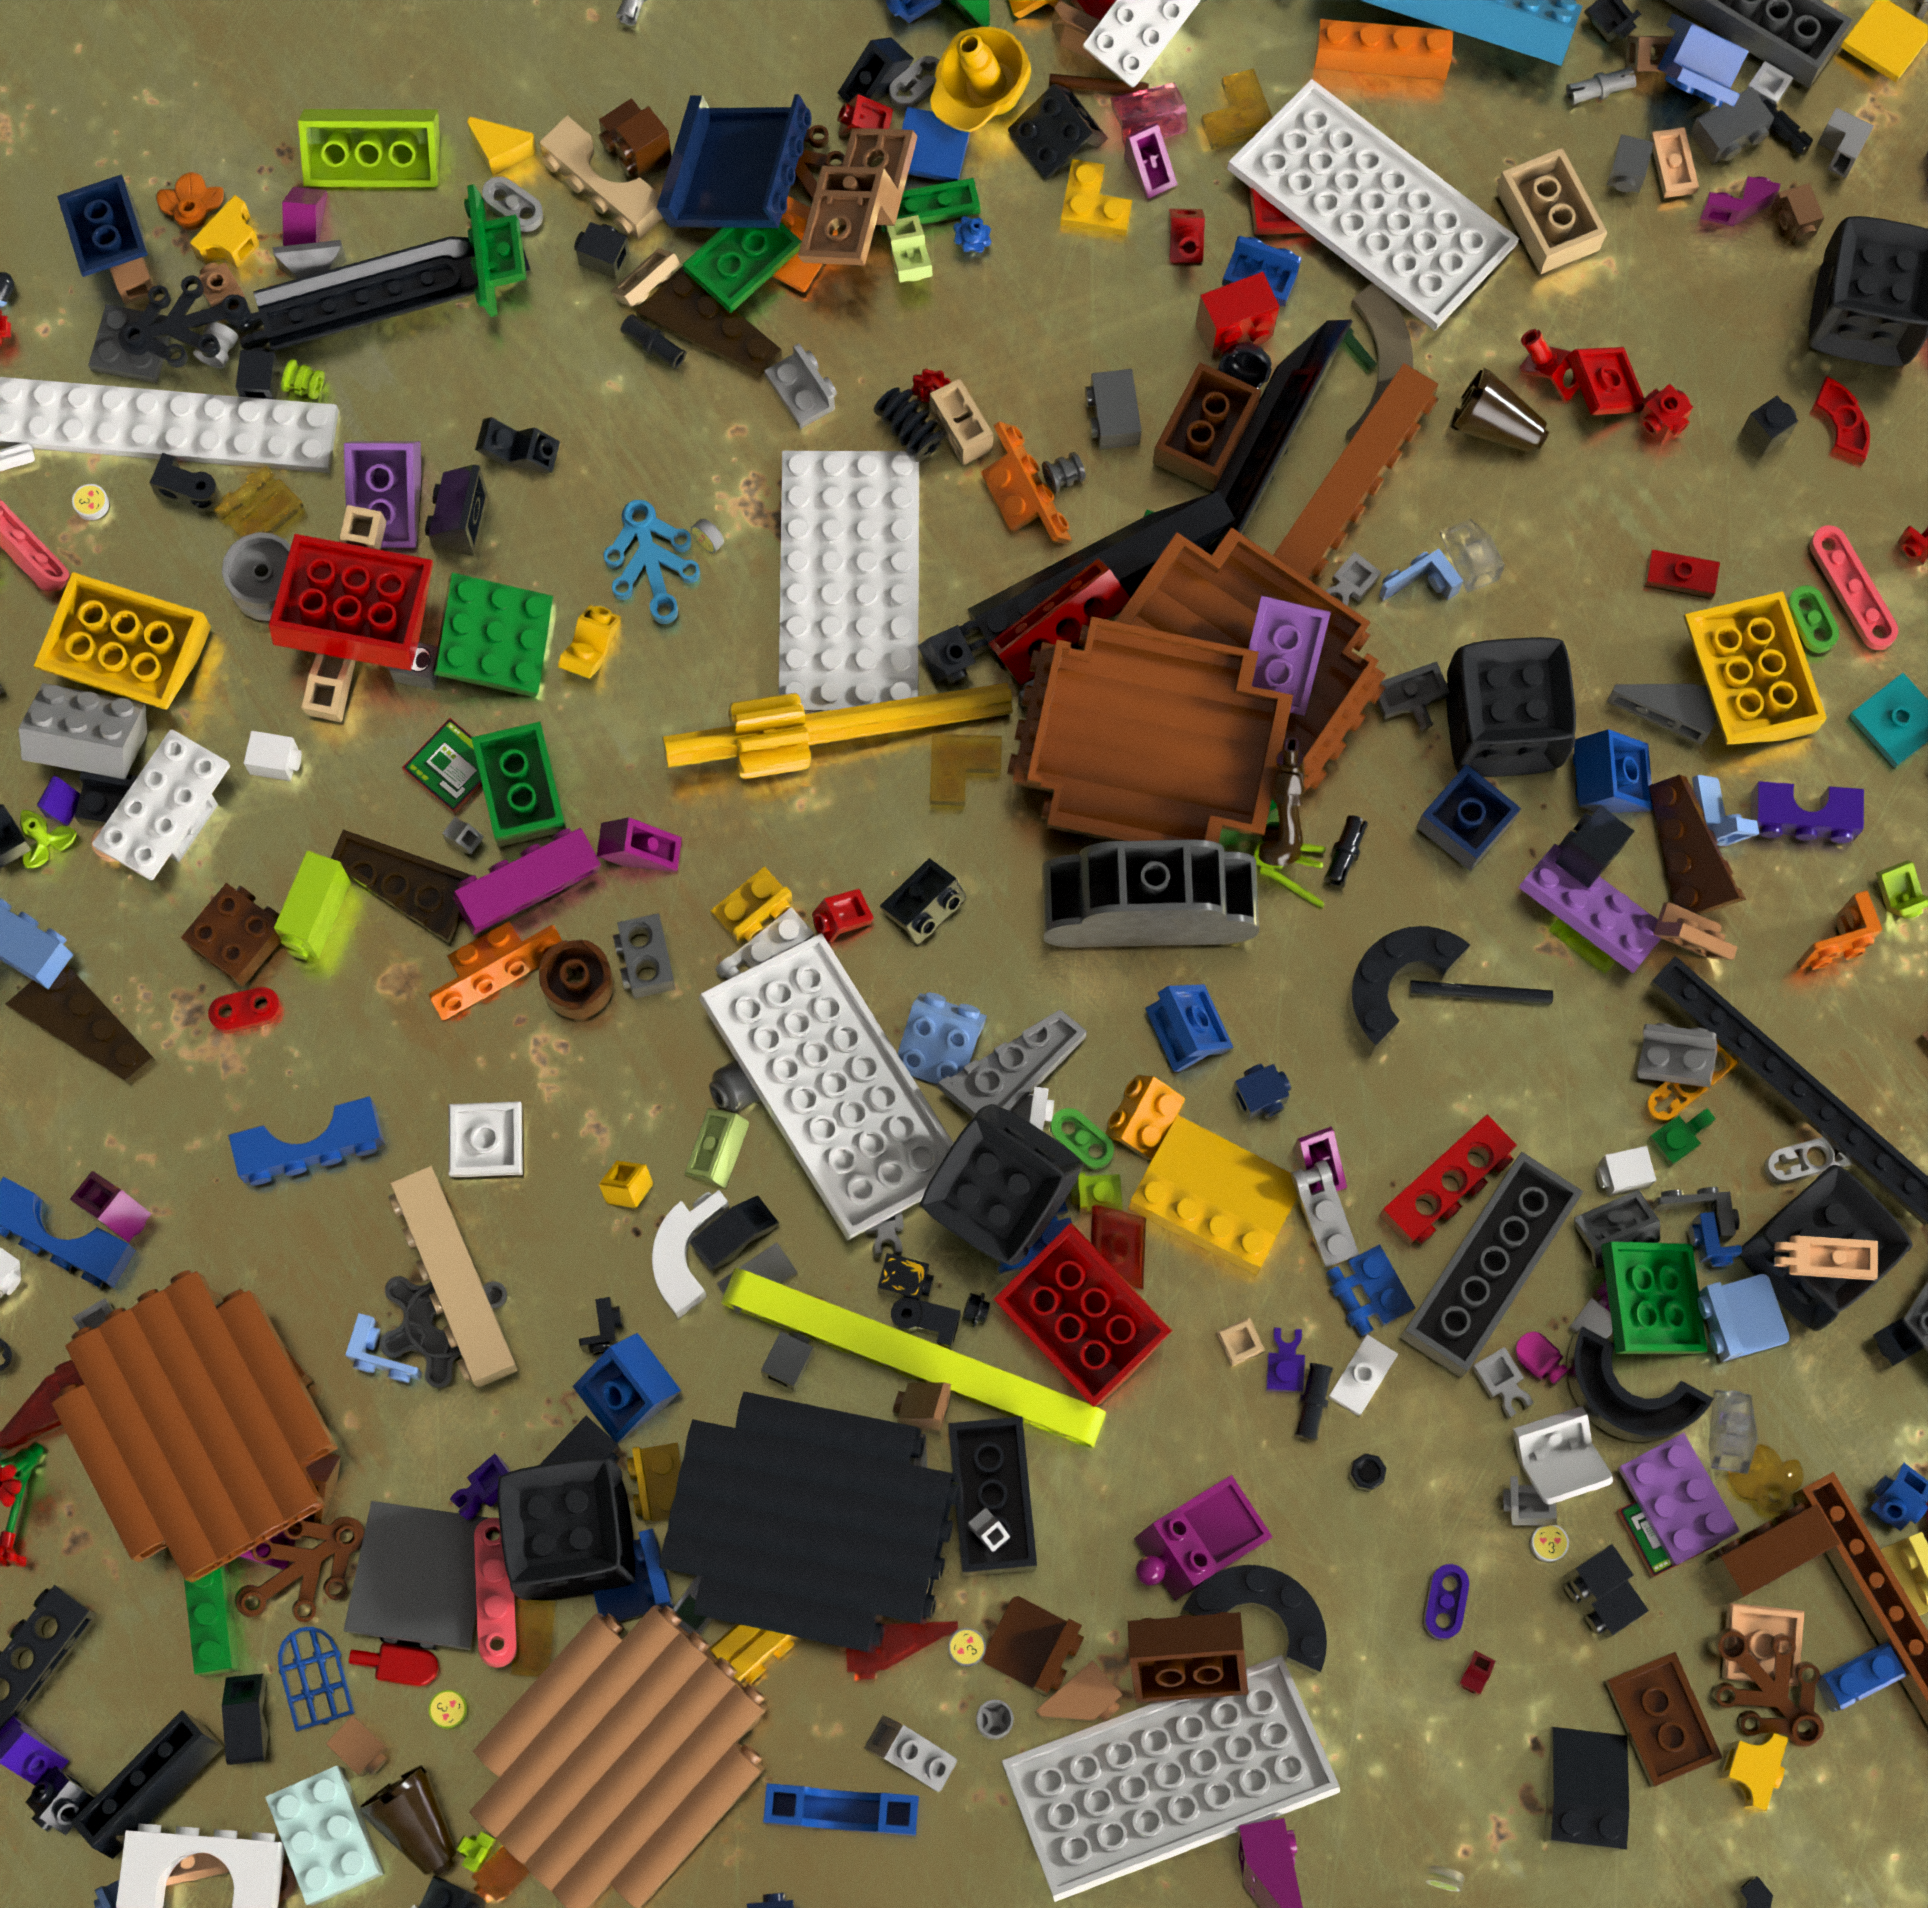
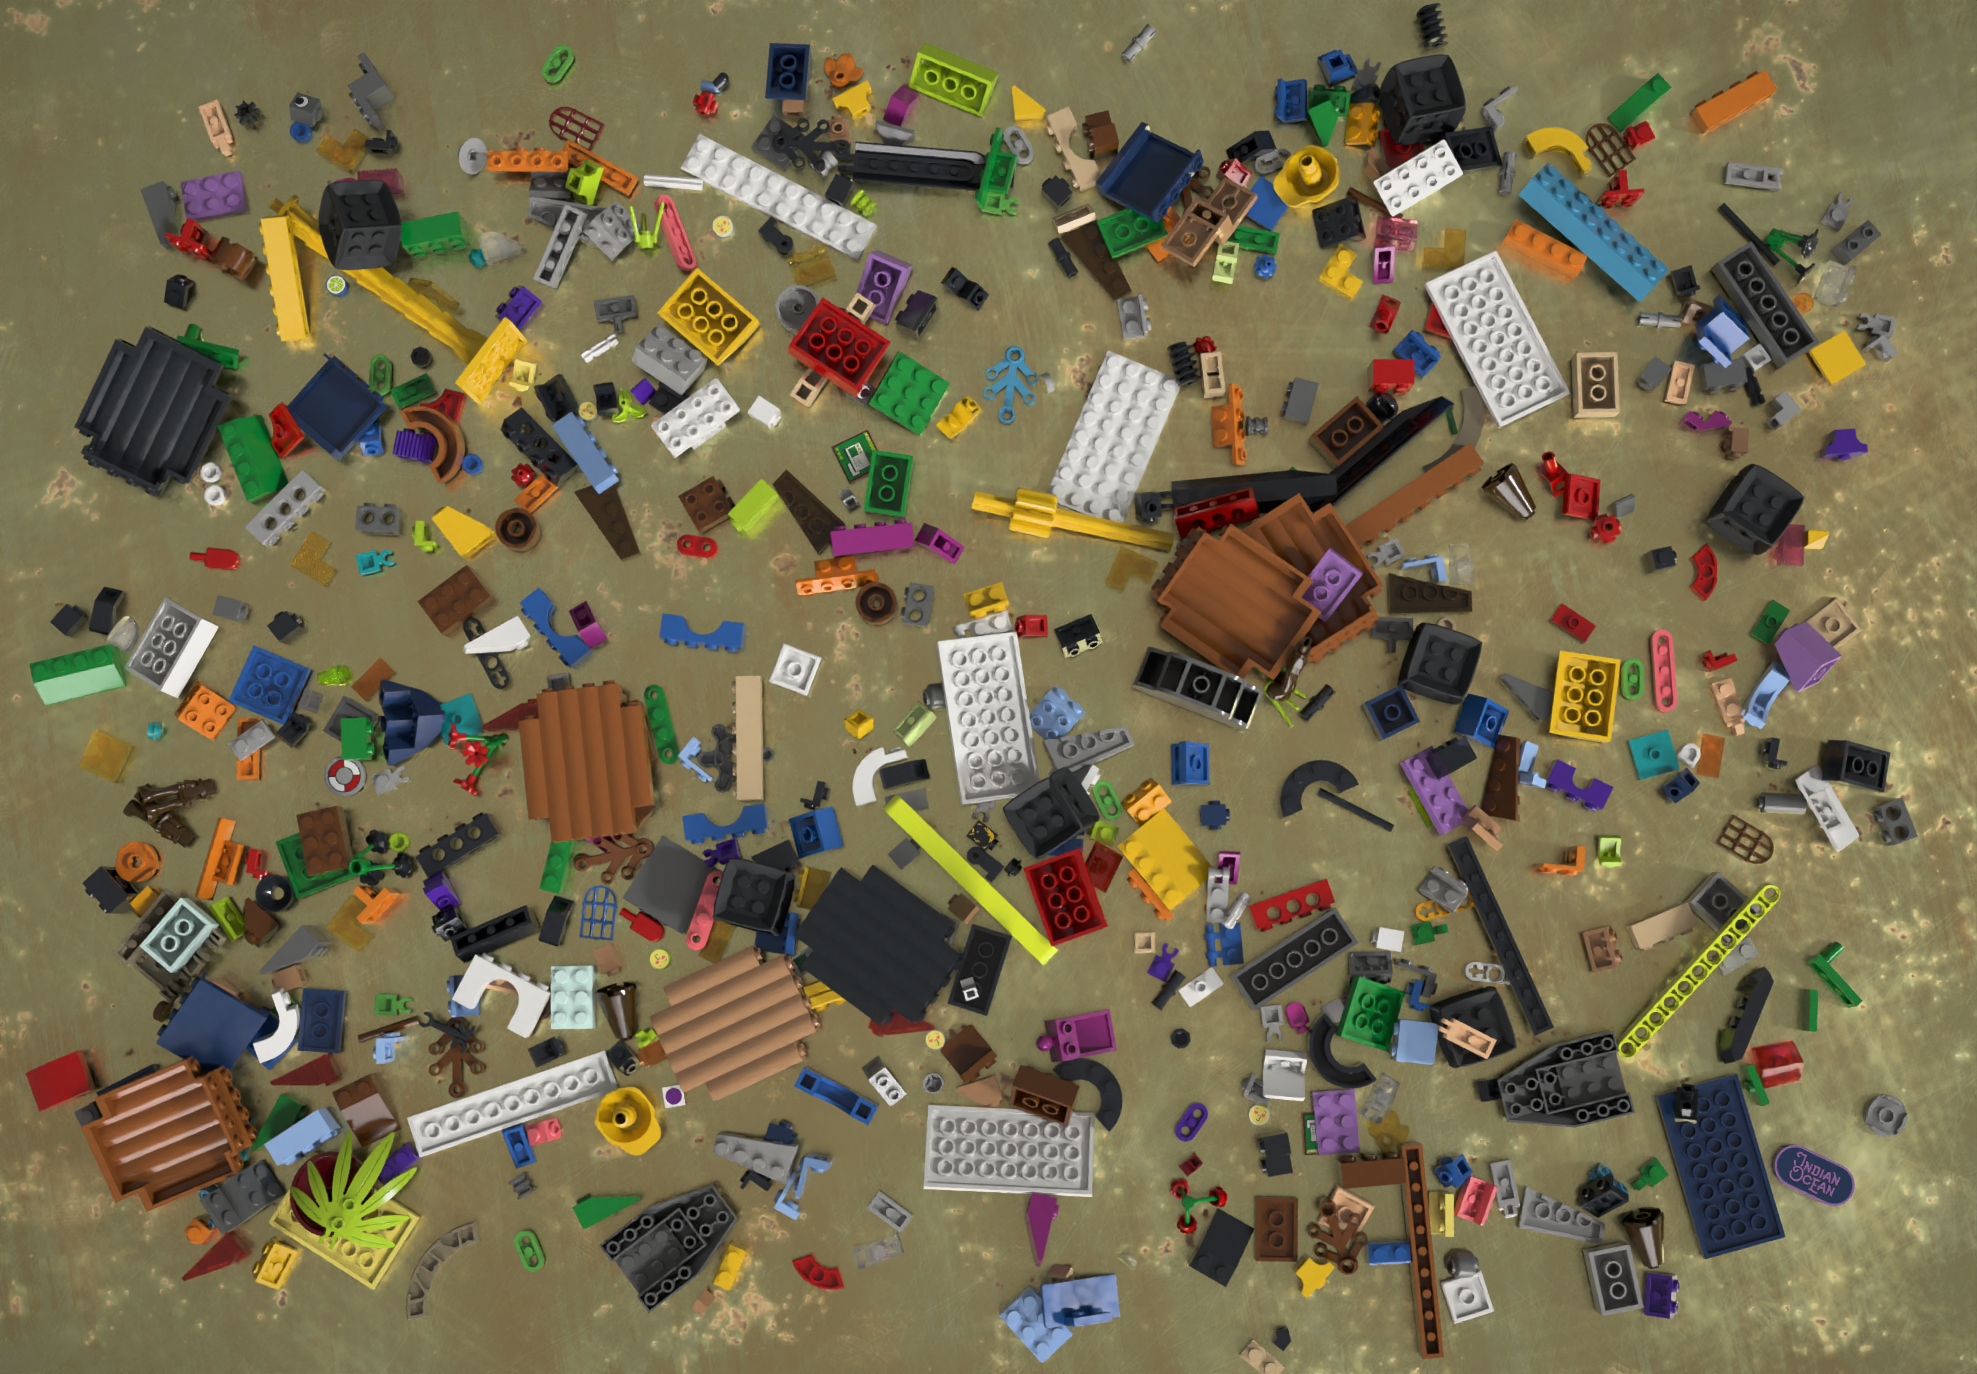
camera: 30 degrees right, 10 degrees up
(298, 1319) = (661, 724): none -> green plate
(510, 1412) = (699, 827): none -> blue arch
(514, 301) = (996, 203): none -> bright green plate
(1215, 1261) = (1148, 895): none -> orange plate
(1366, 1226) = (1236, 910): none -> white axle
(1435, 626) = (1423, 597): none -> dark brown wing
(1480, 1722) = (1181, 1190): none -> red plant
(1677, 369) = (1623, 506): none -> dark grey slope

